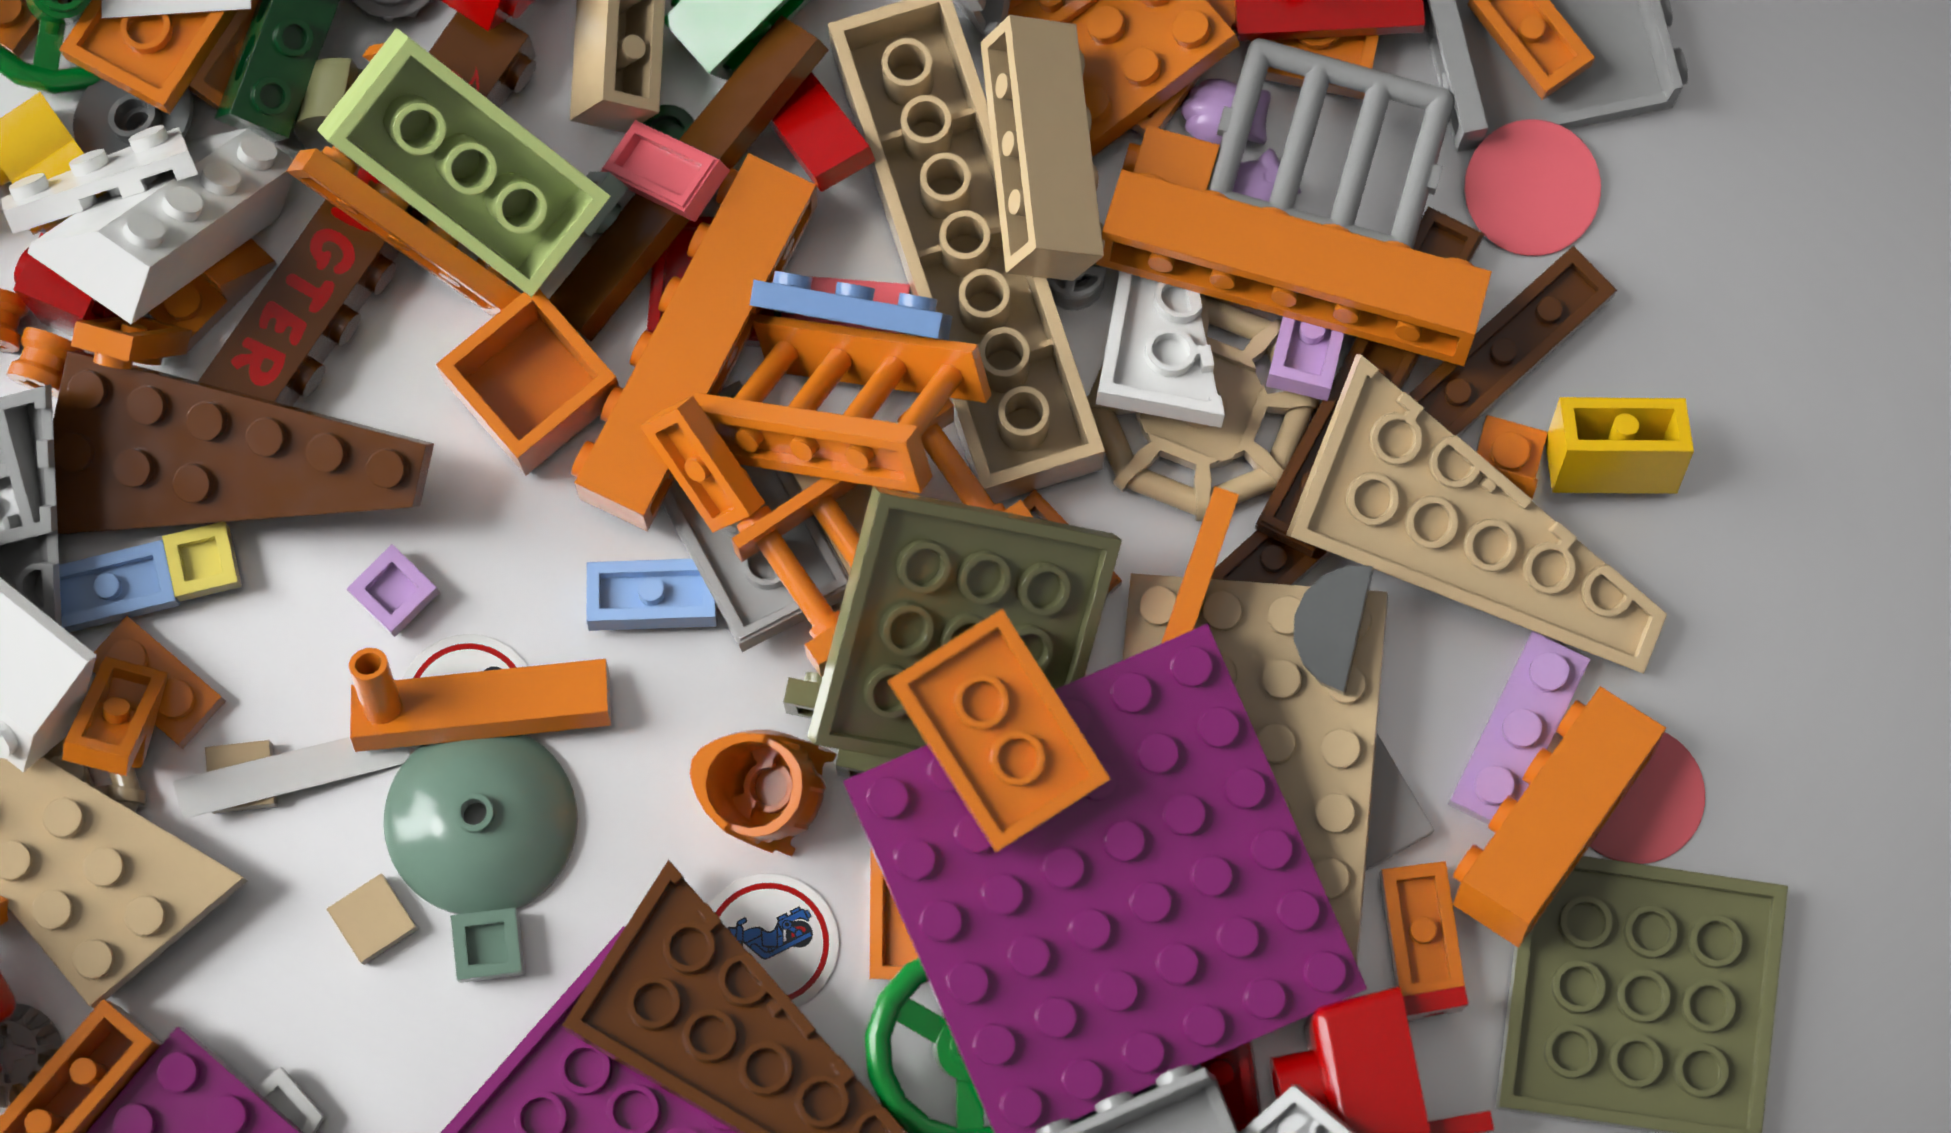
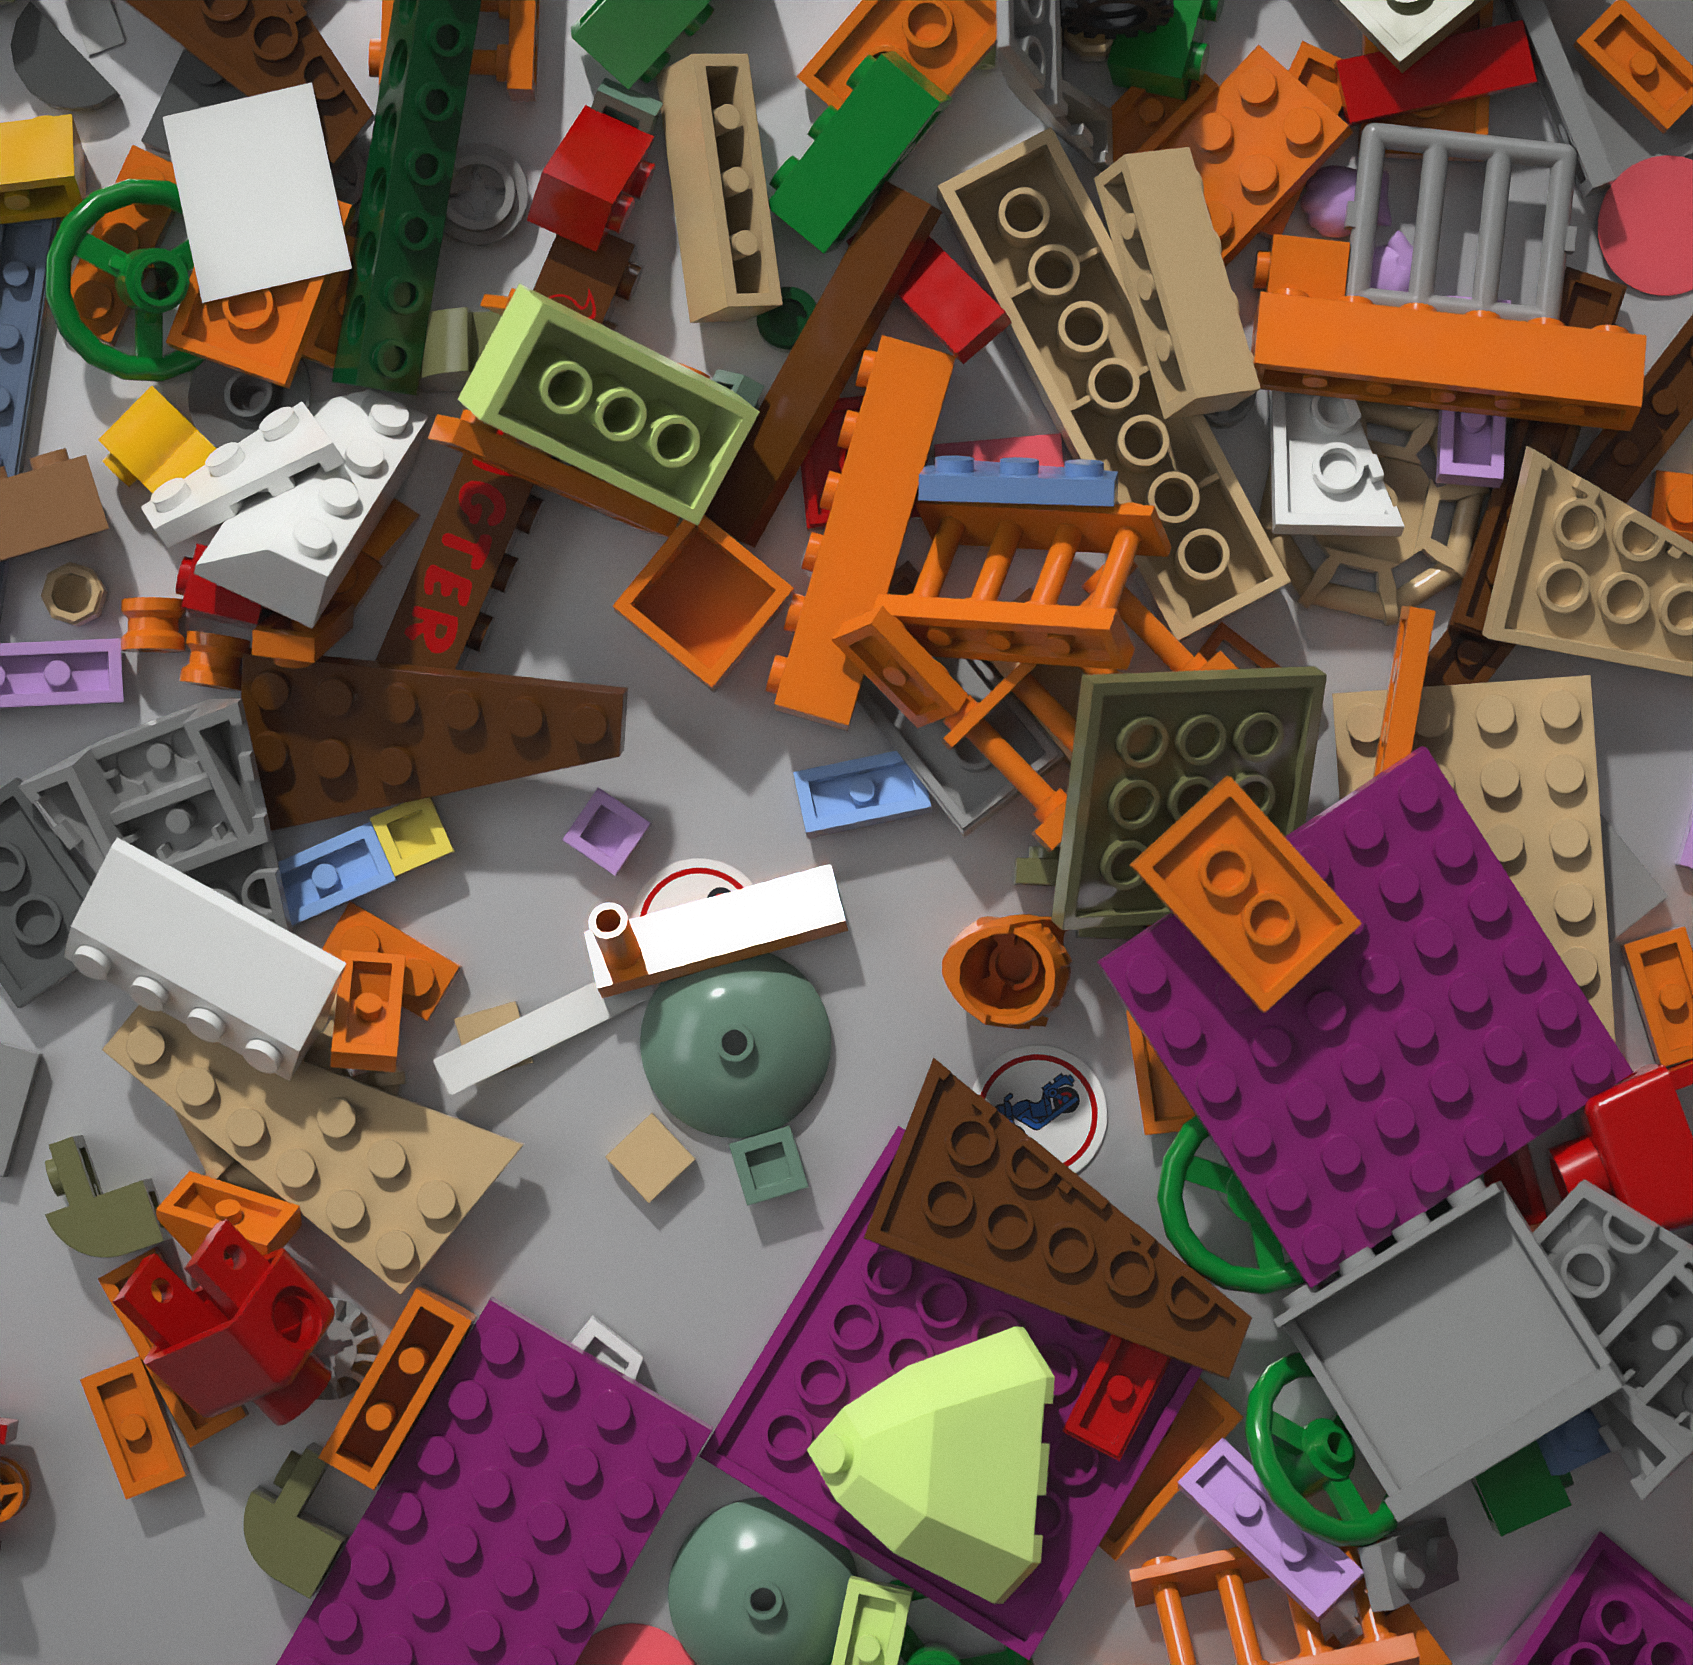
camera: 10 degrees left, 10 degrees up
(666, 170) = (800, 364): coral tile -> none
(1330, 624) = (1541, 720): dark grey tile -> none

